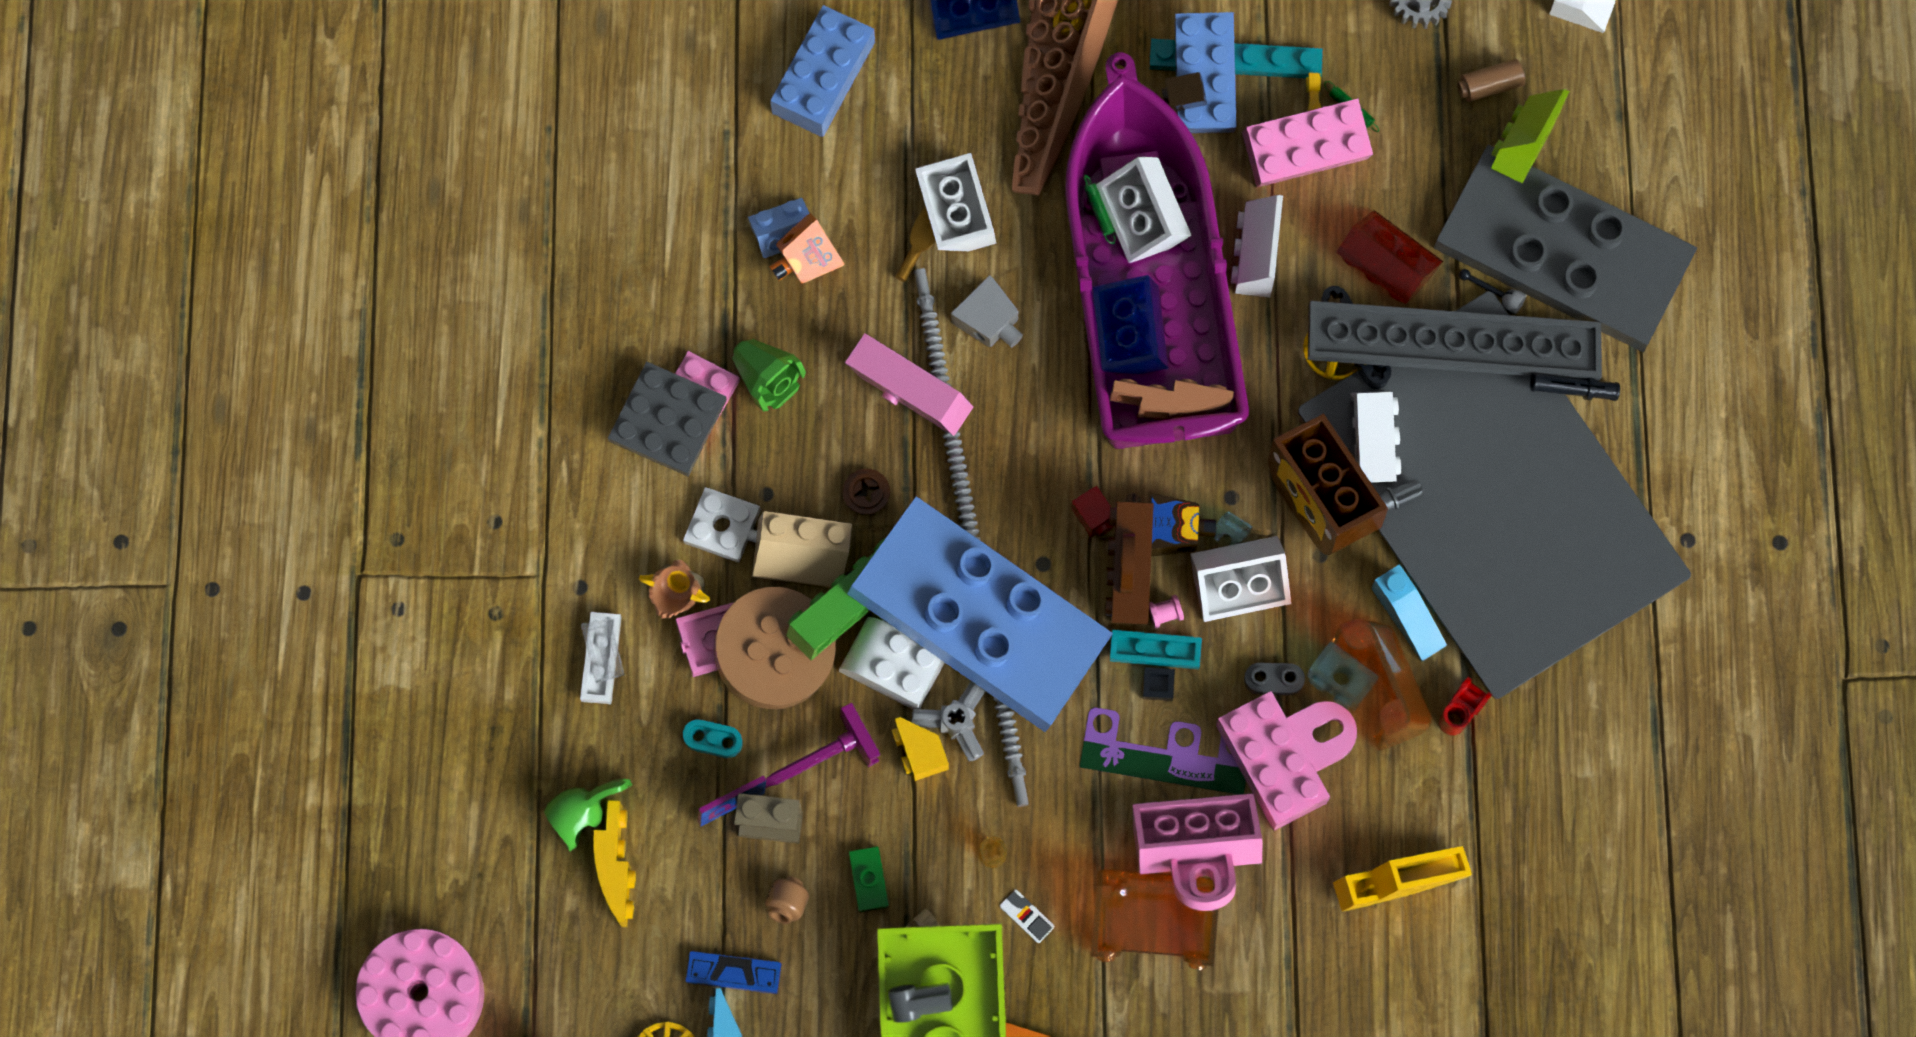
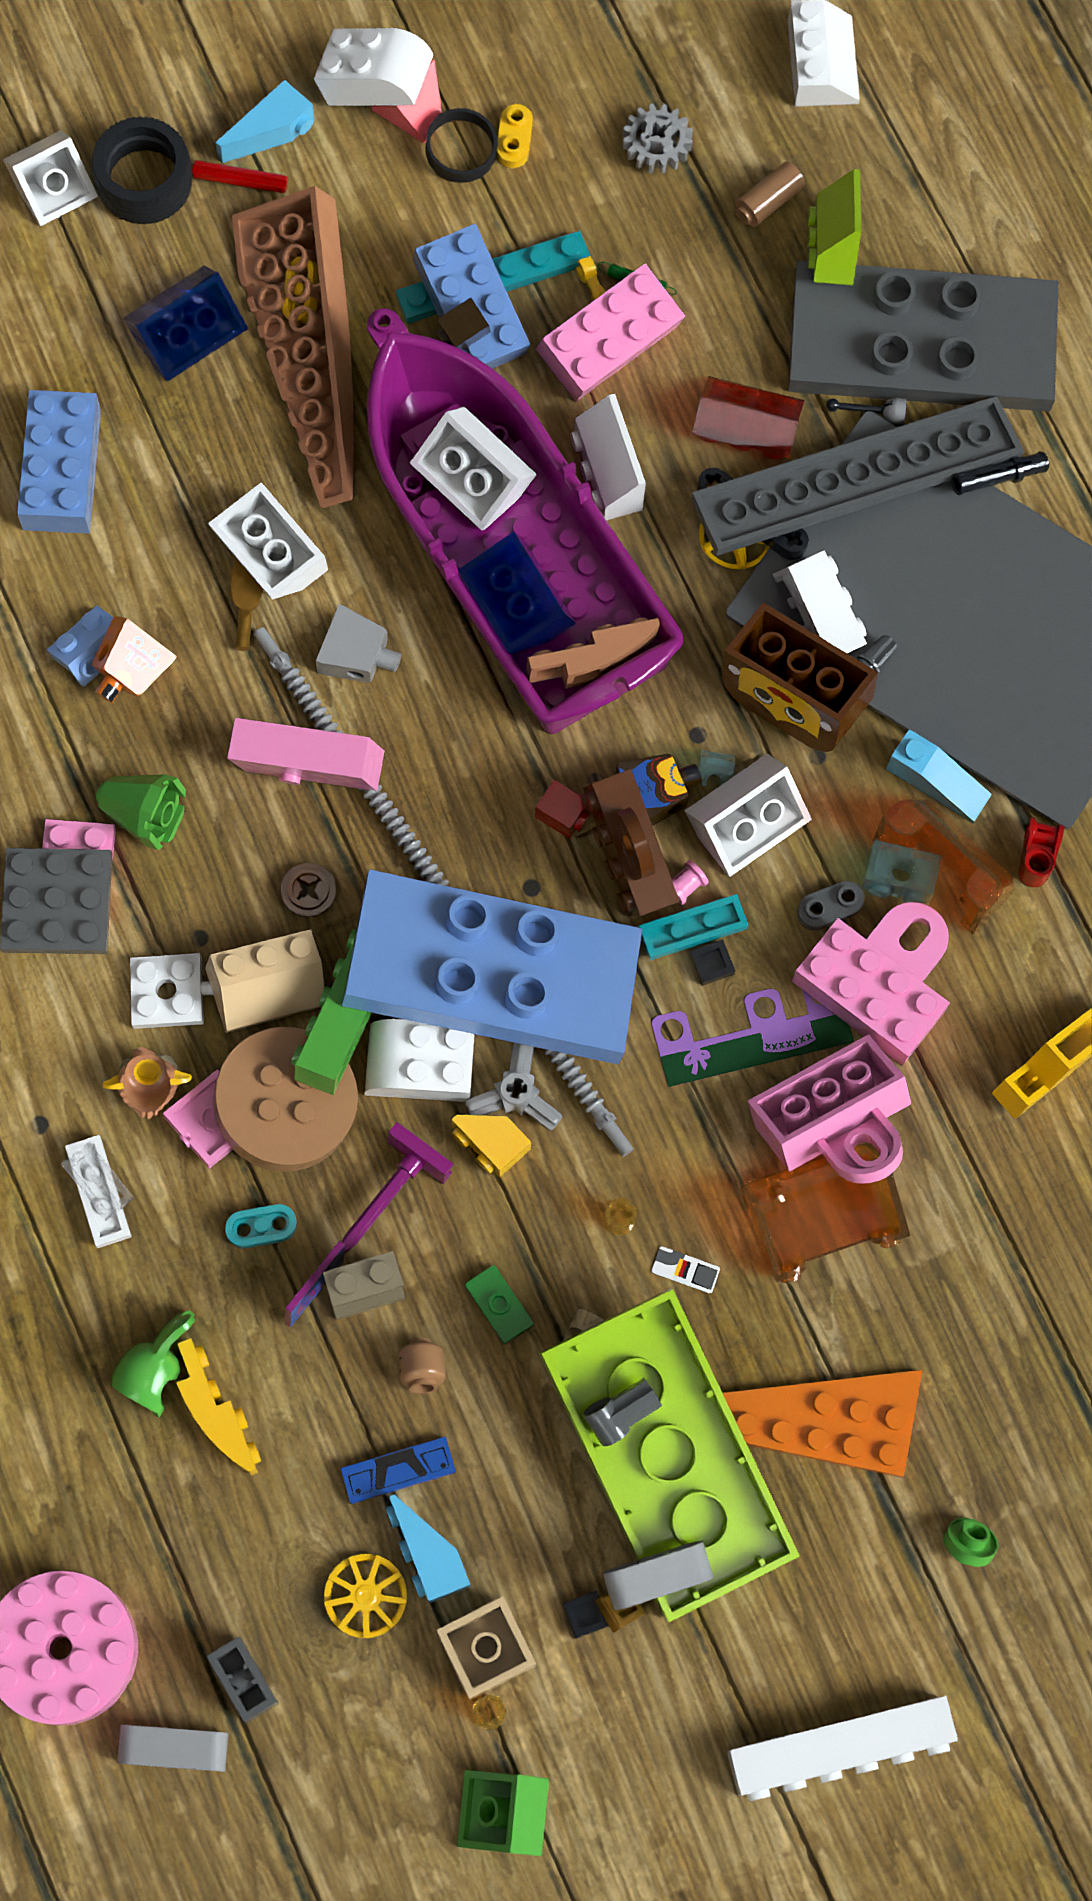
camera: 30 degrees left, 0 degrees up
(1099, 209) = (425, 486): green piece -> none

